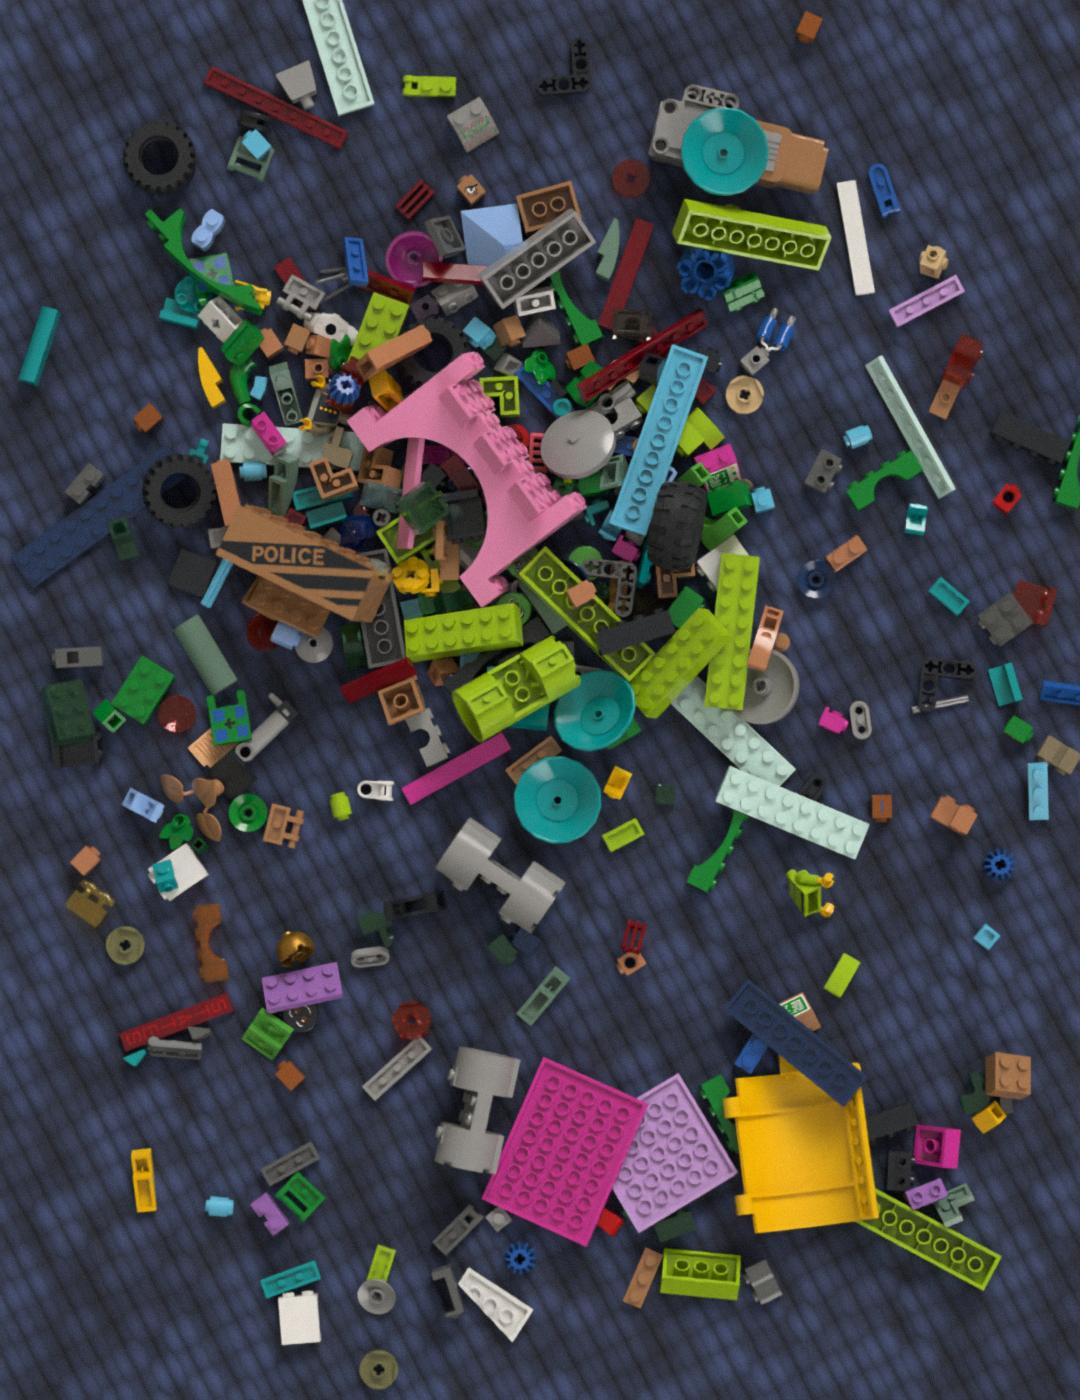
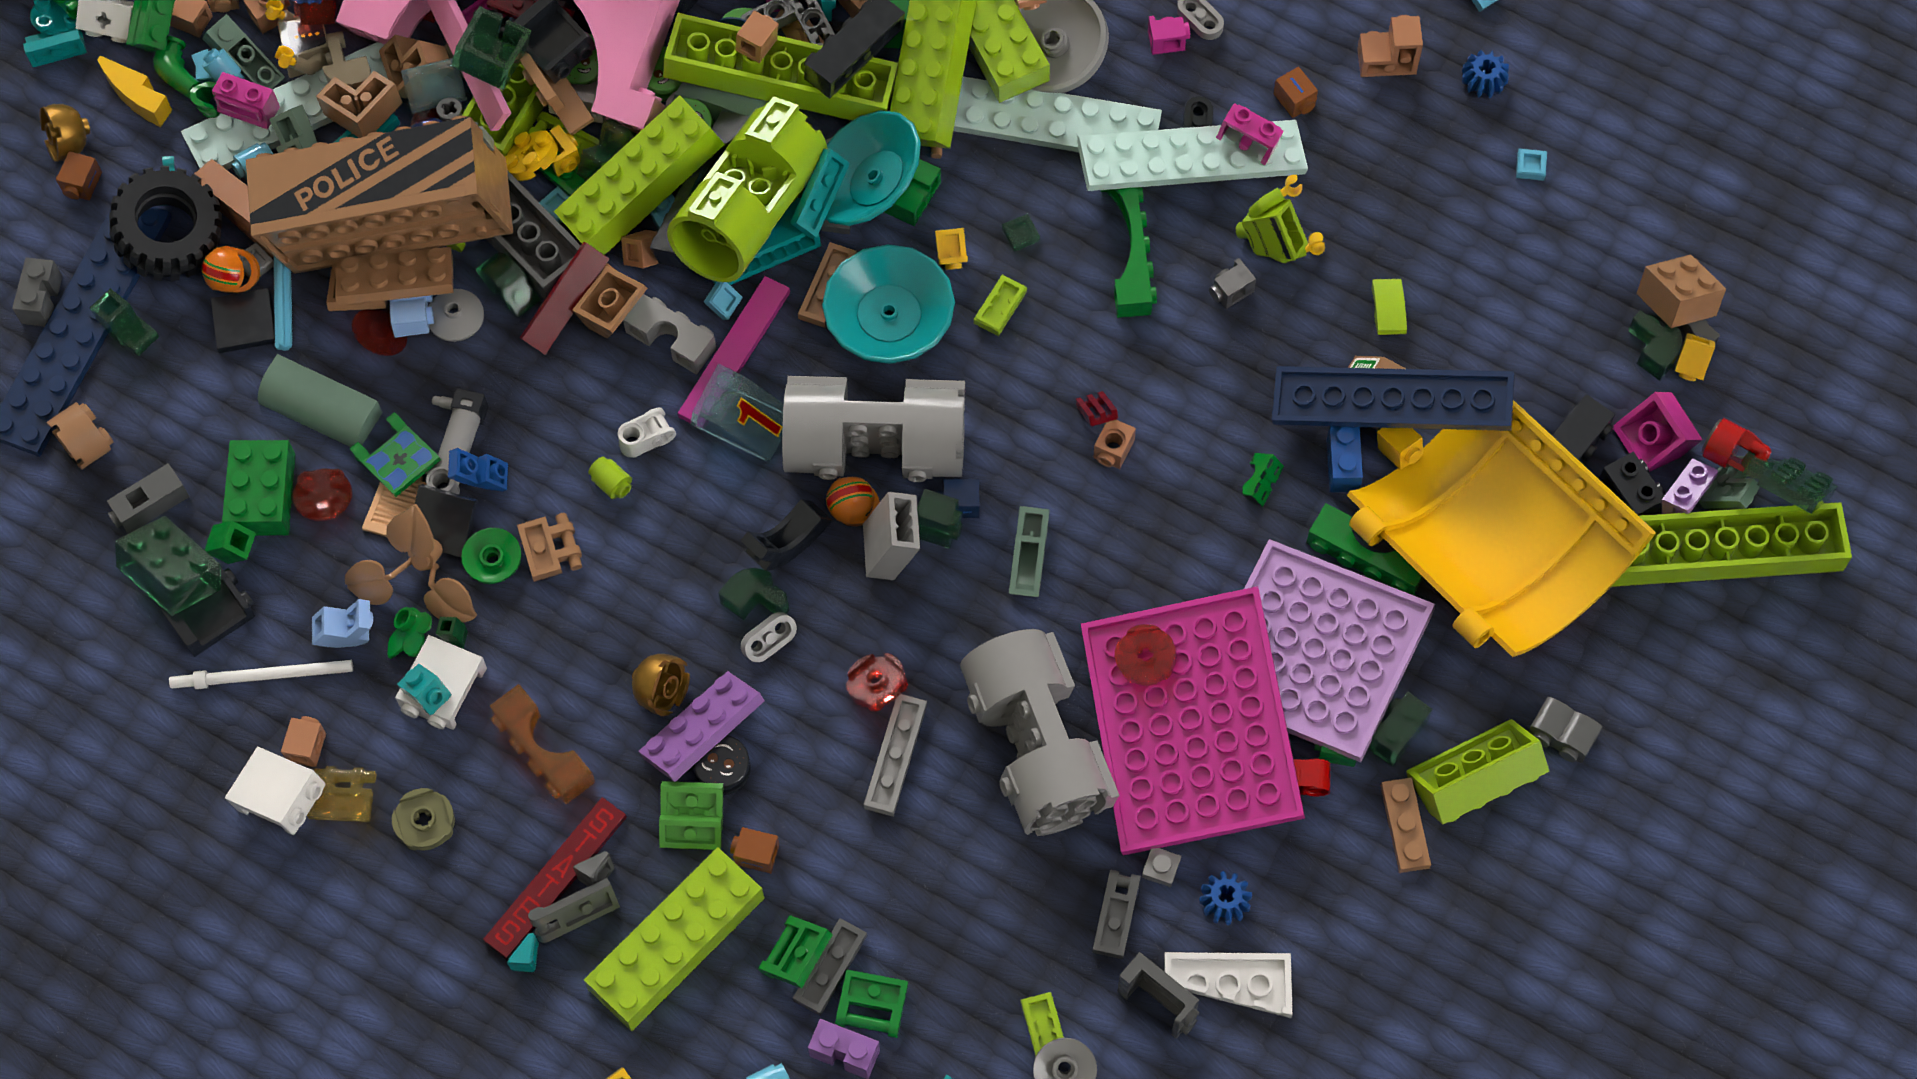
camera: 30 degrees left, 20 degrees down
(52, 786) = (202, 679): none -> white bar
(55, 883) = (276, 790): none -> white panel
(62, 597) = (80, 435): none -> medium nougat brick
(154, 384) = (64, 130): none -> pearl gold cylinder
(196, 540) = (225, 270): none -> orange helmet
(218, 1098) = (674, 939): none -> lime brick
(267, 400) = (219, 61): none -> medium azure brick
(269, 756) = (476, 471): none -> blue slope
(279, 1149) = (796, 952): none -> green plate
(435, 814) = (740, 413): none -> clear light blue slope
(464, 905) = (851, 500): none -> orange helmet
(465, 735) = (723, 300): none -> medium azure tile
(469, 945) = (891, 536): none -> light grey brick
(552, 1103) = (1132, 644): none -> clear red plate
(559, 710) = (820, 193): none -> teal plate
(706, 1023) = (1261, 462): none -> green piece
(761, 906) = (1233, 284): none -> flat silver brick
(831, 824) = (1254, 129): none -> dark pink window
(980, 1228) = (1783, 478): none -> clear green plate

